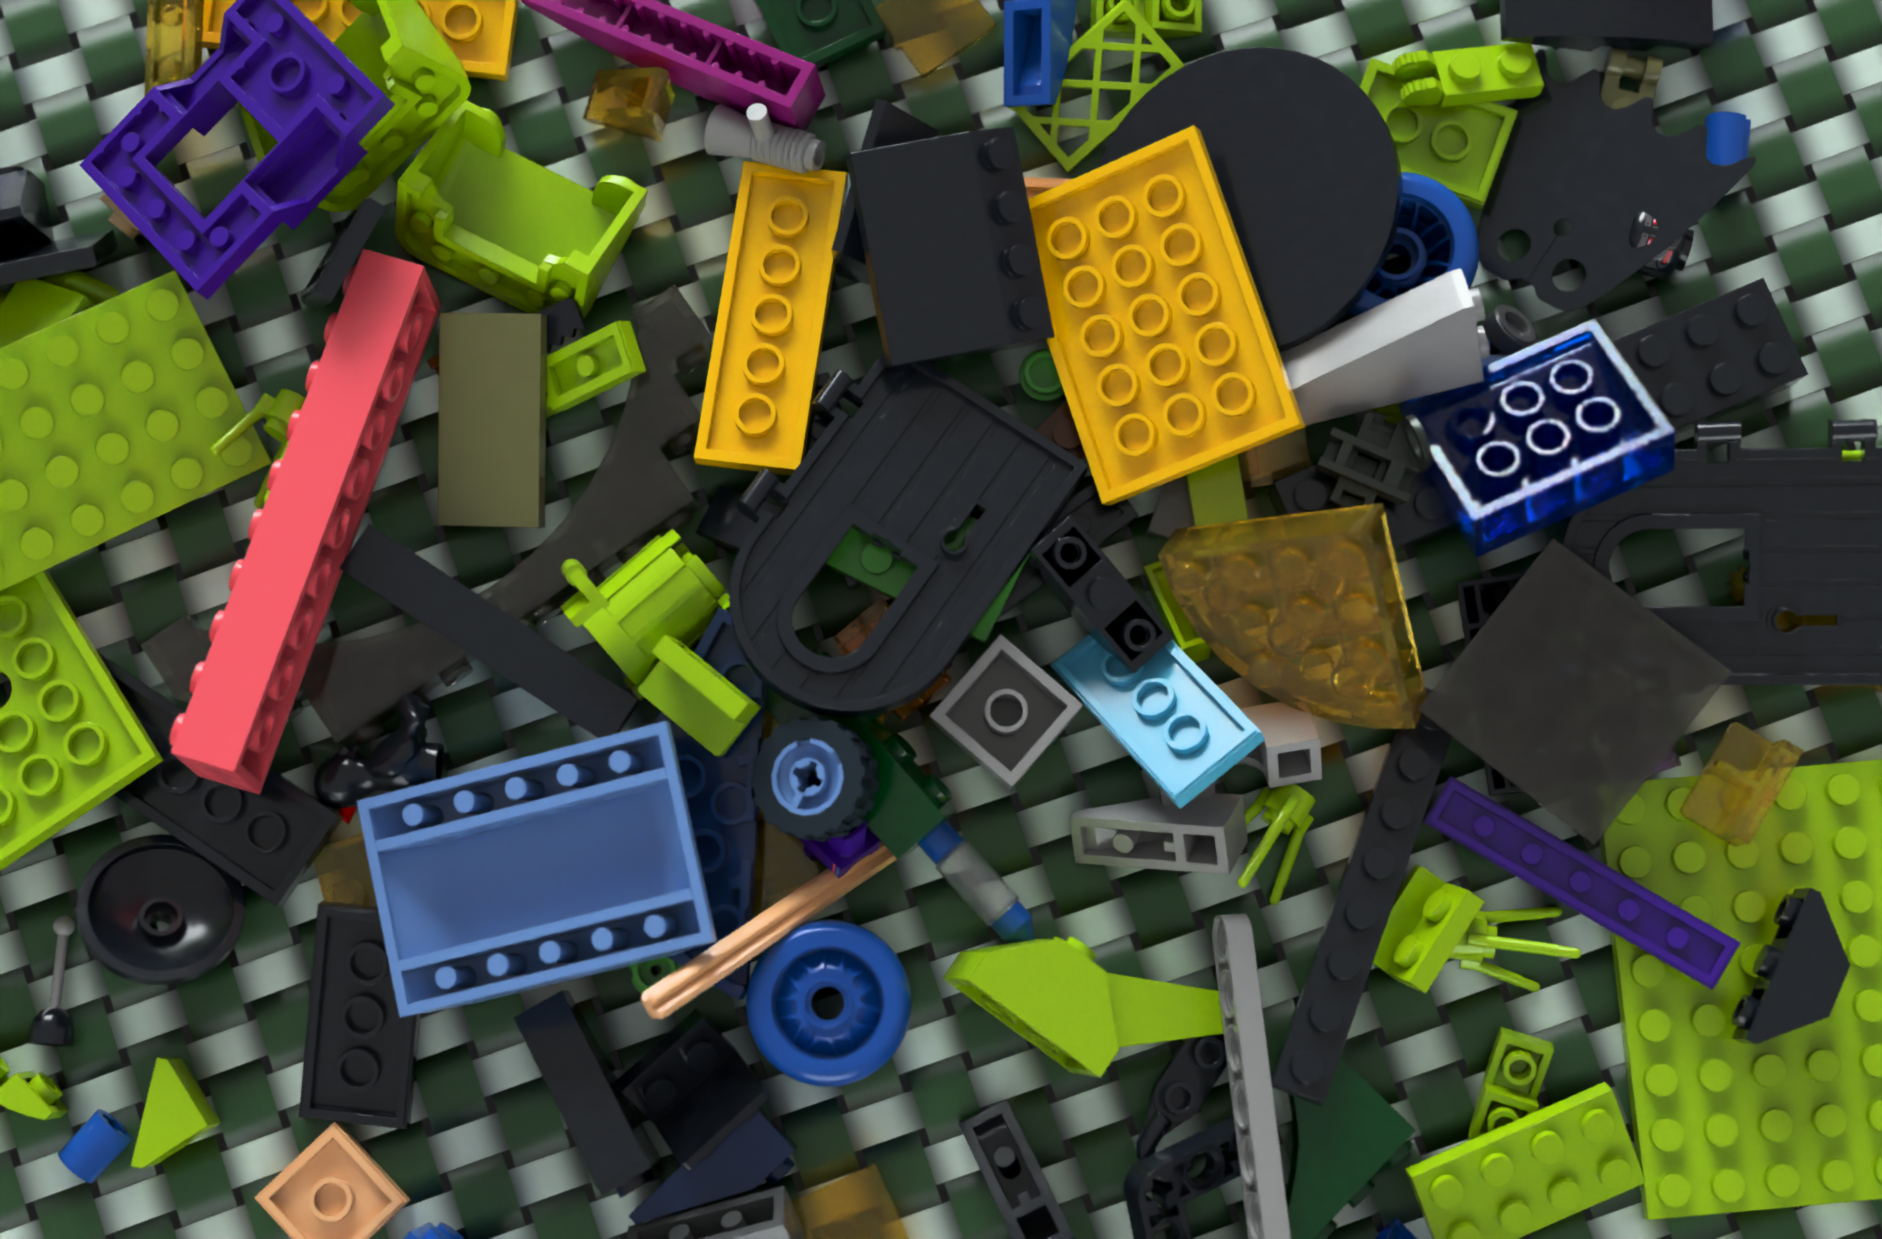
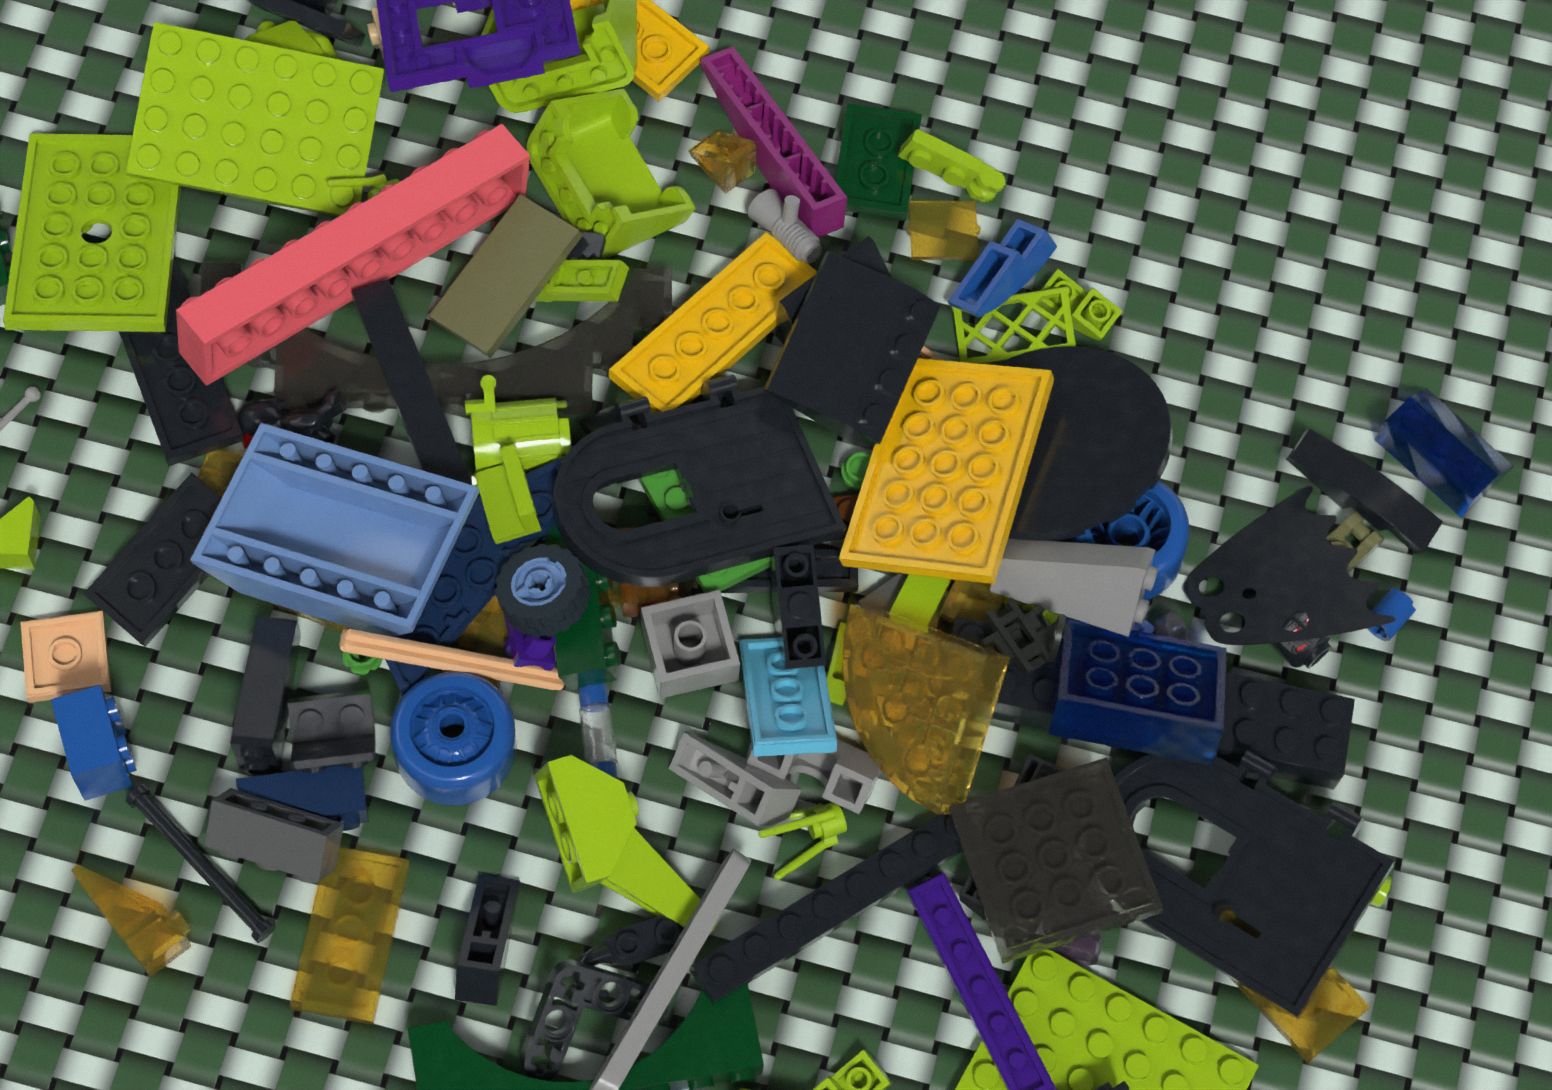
camera: 25 degrees right, 15 degrees down
(155, 882) = (96, 416): black dish -> none
(342, 254) = (506, 112): black tile -> none
(1424, 928) = (856, 947): lime bracket -> none
(1449, 143) = (1211, 489): lime tile -> none
(1469, 75) = (1251, 468): lime hinge -> none
(1482, 940) = (891, 981): lime plant -> none
(1740, 784) = (1125, 996): clear yellow panel -> none

